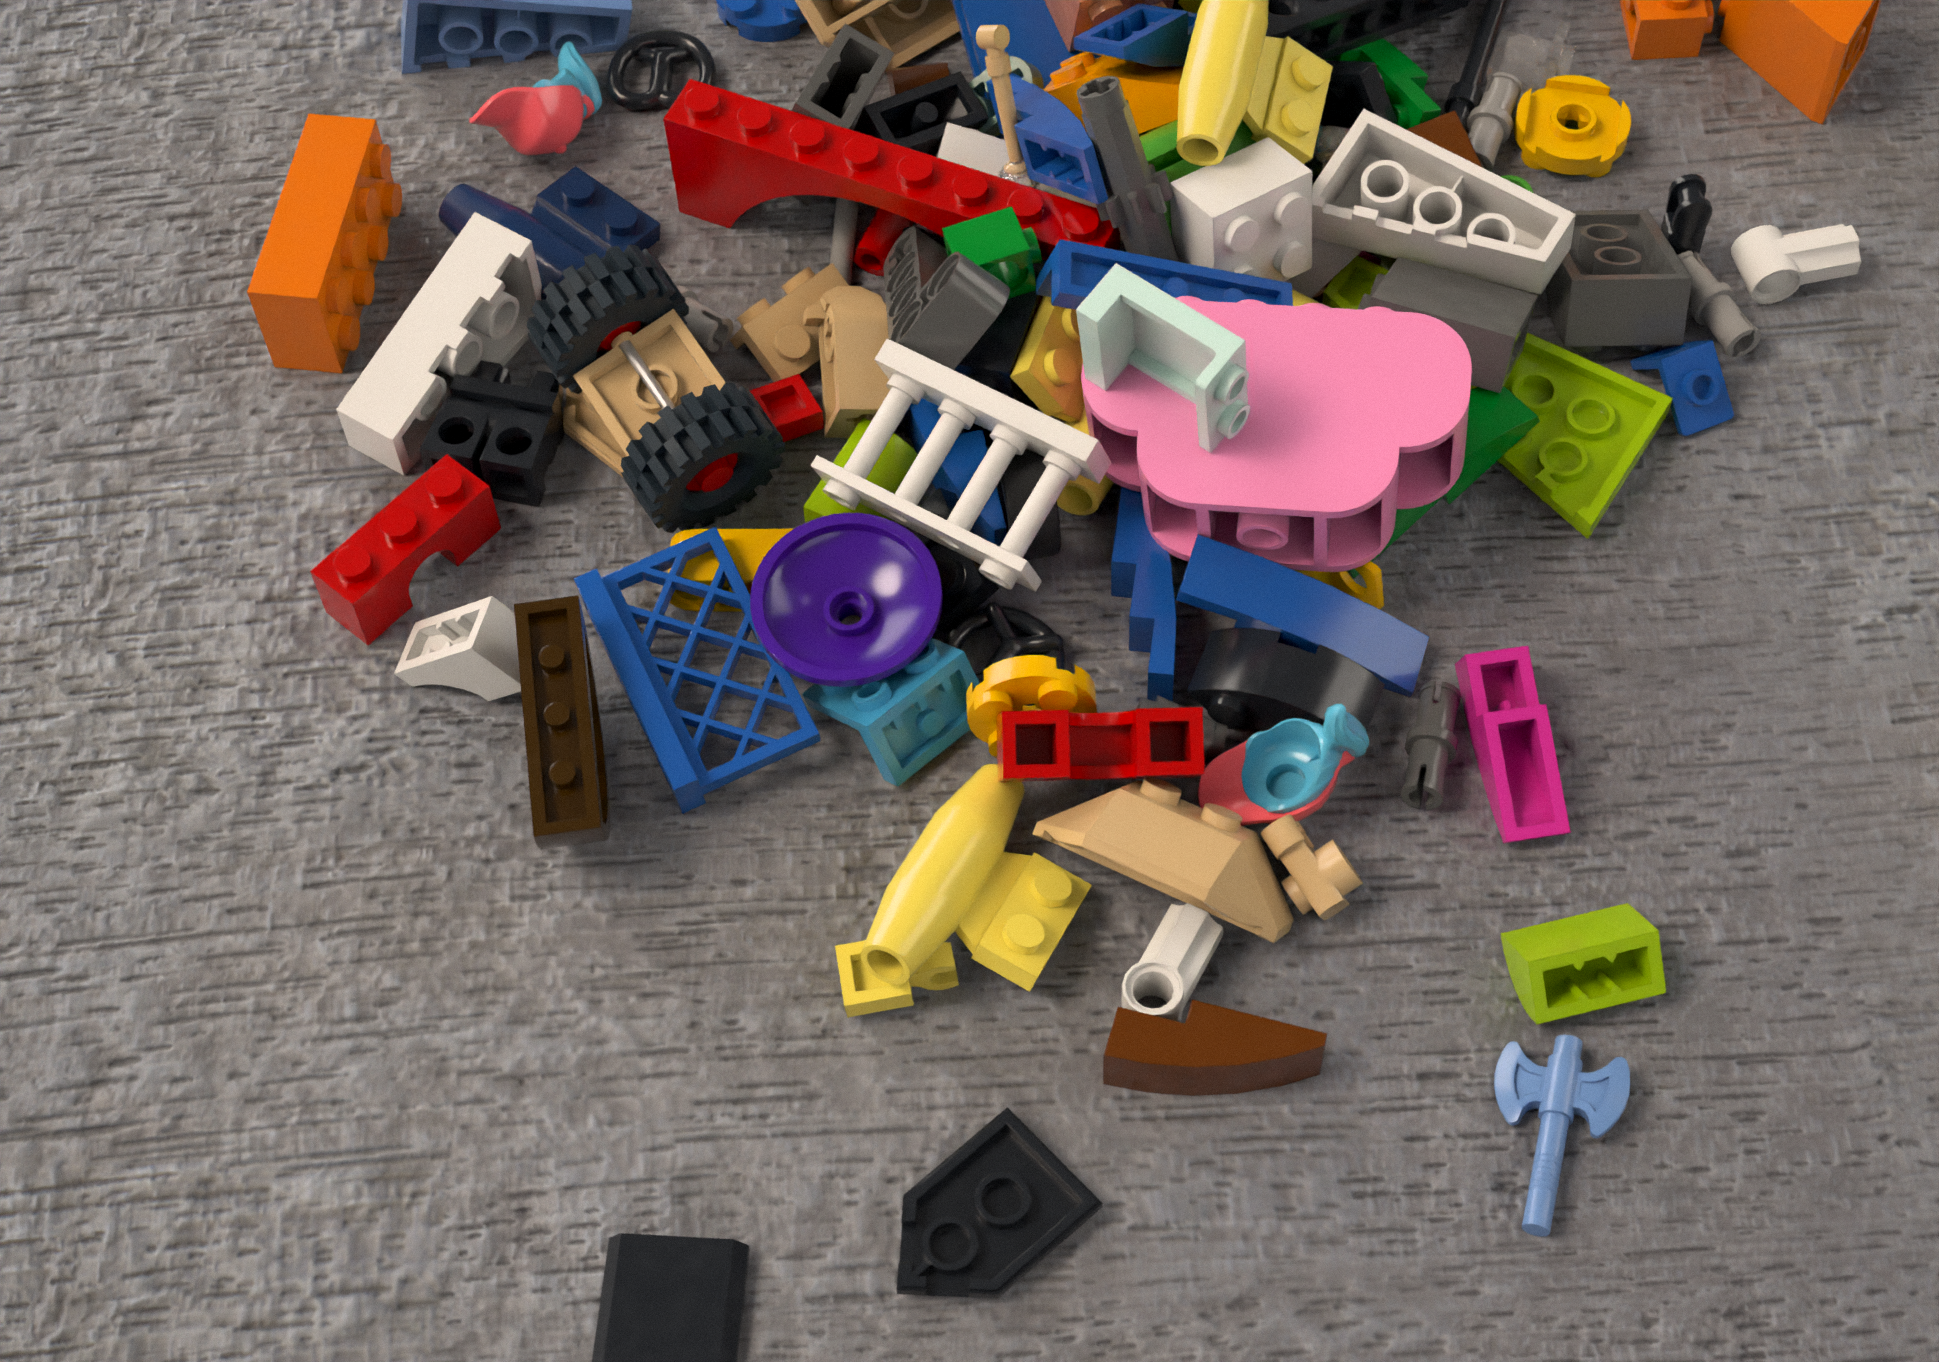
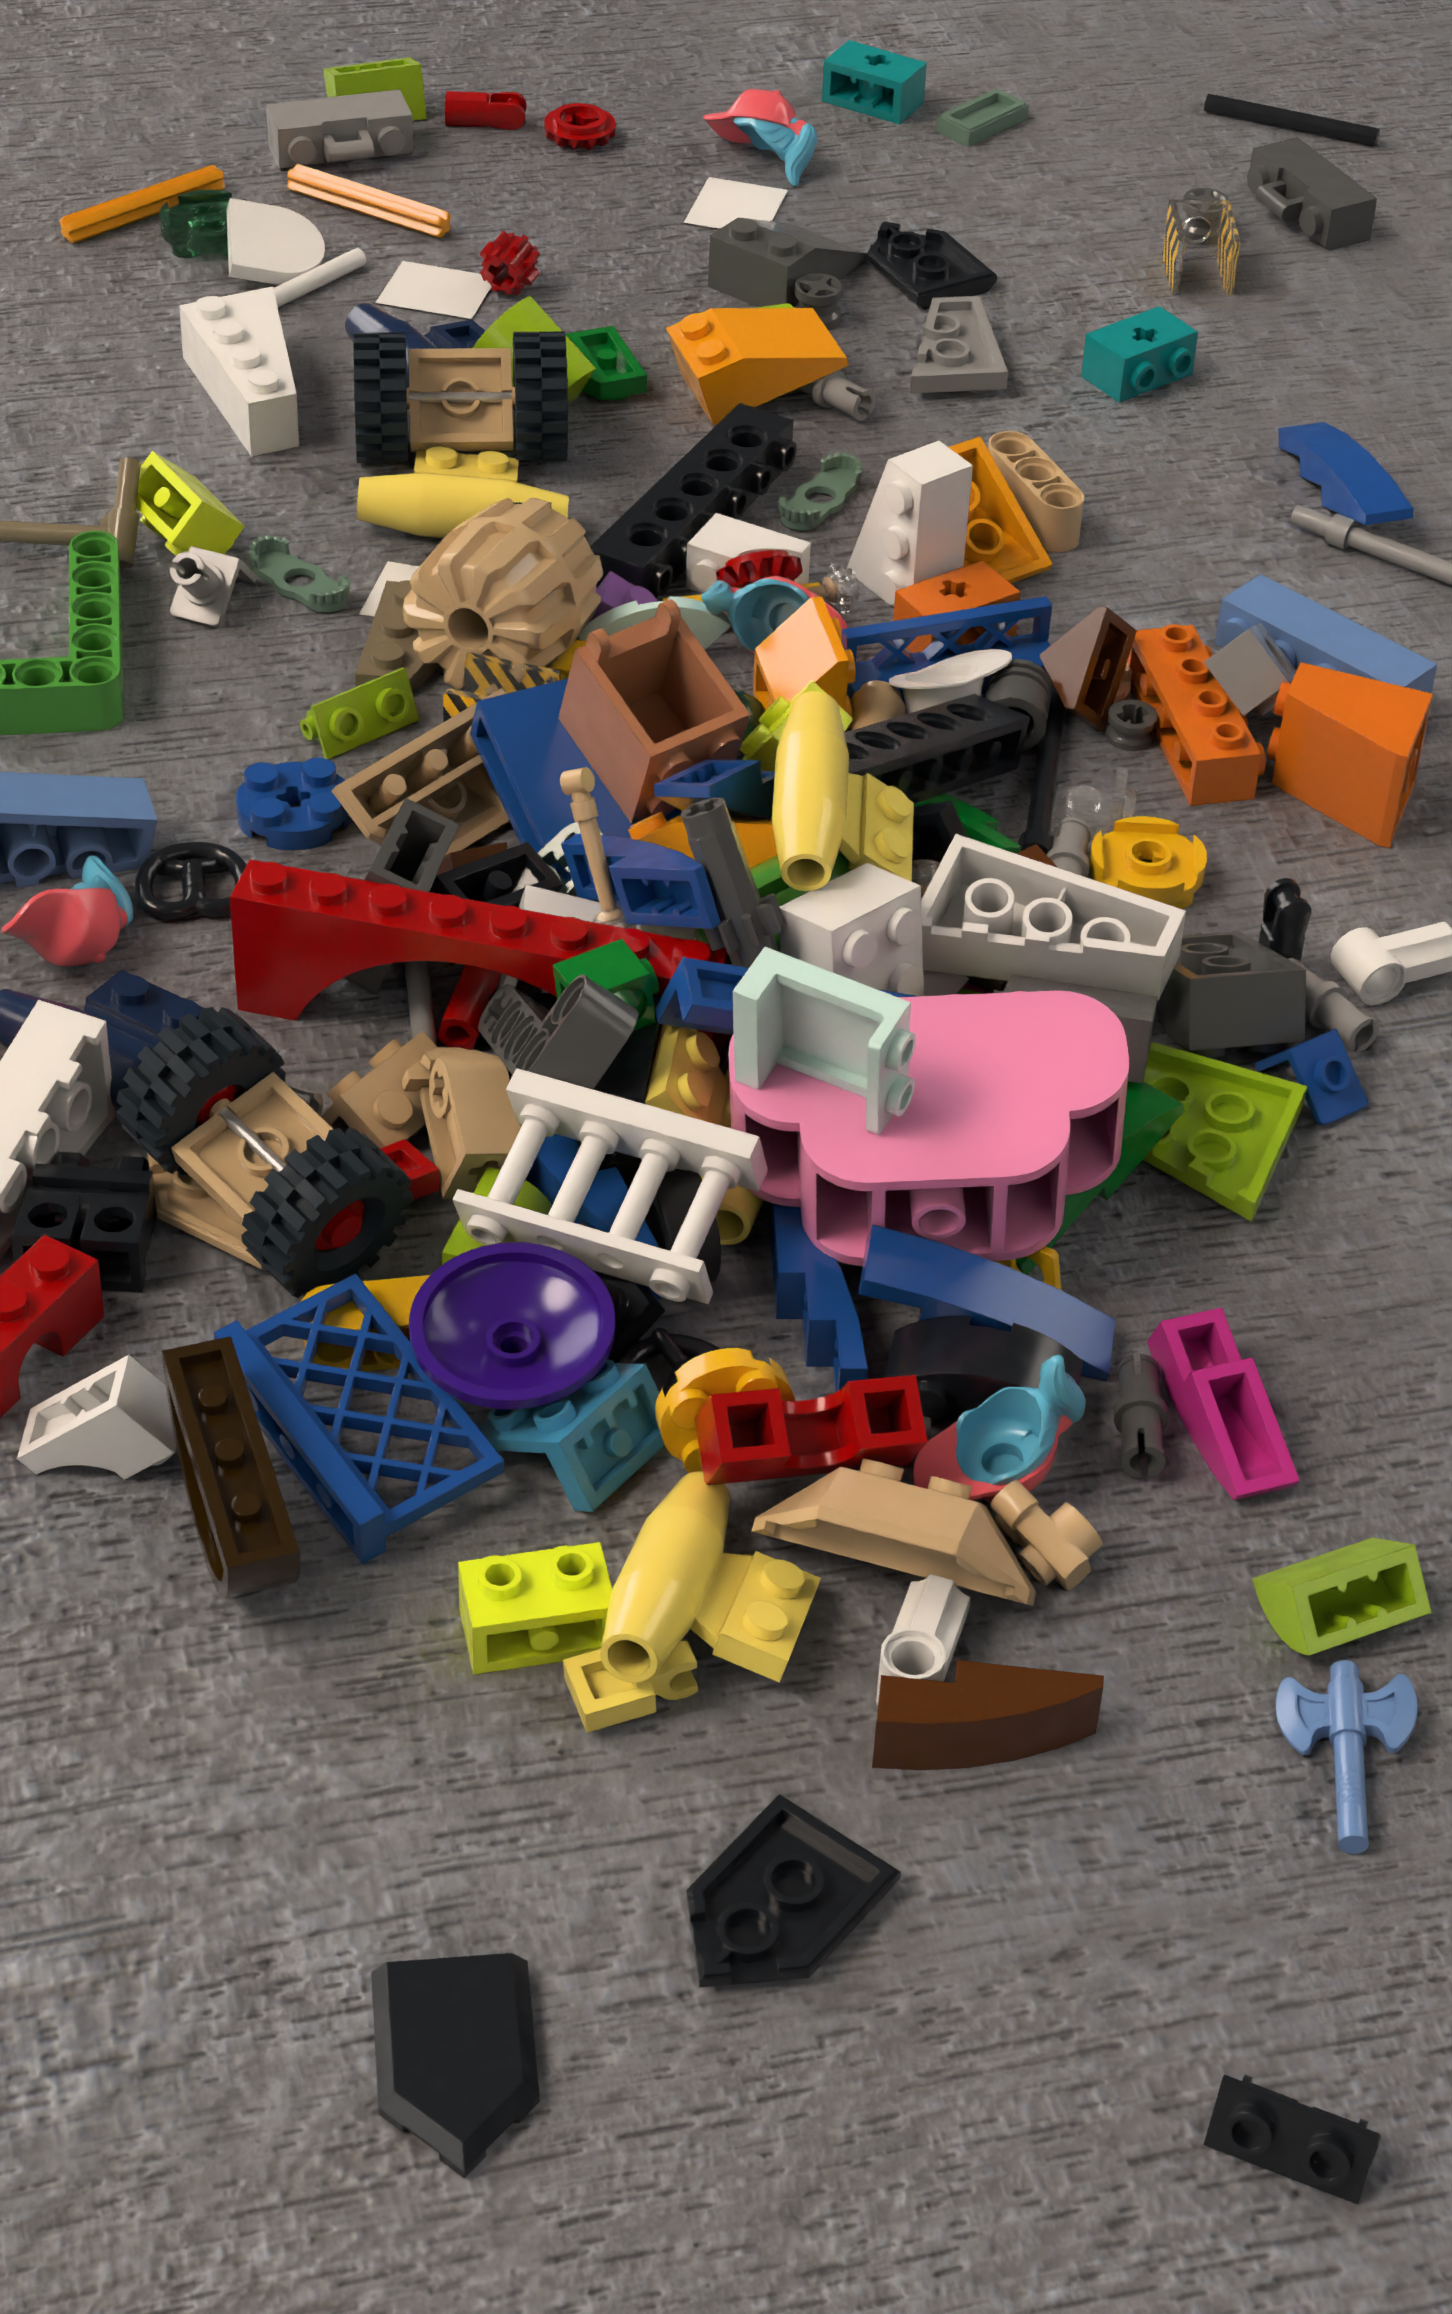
camera: 15 degrees left, 15 degrees down
(819, 884) = (533, 1606): none -> neon yellow brick

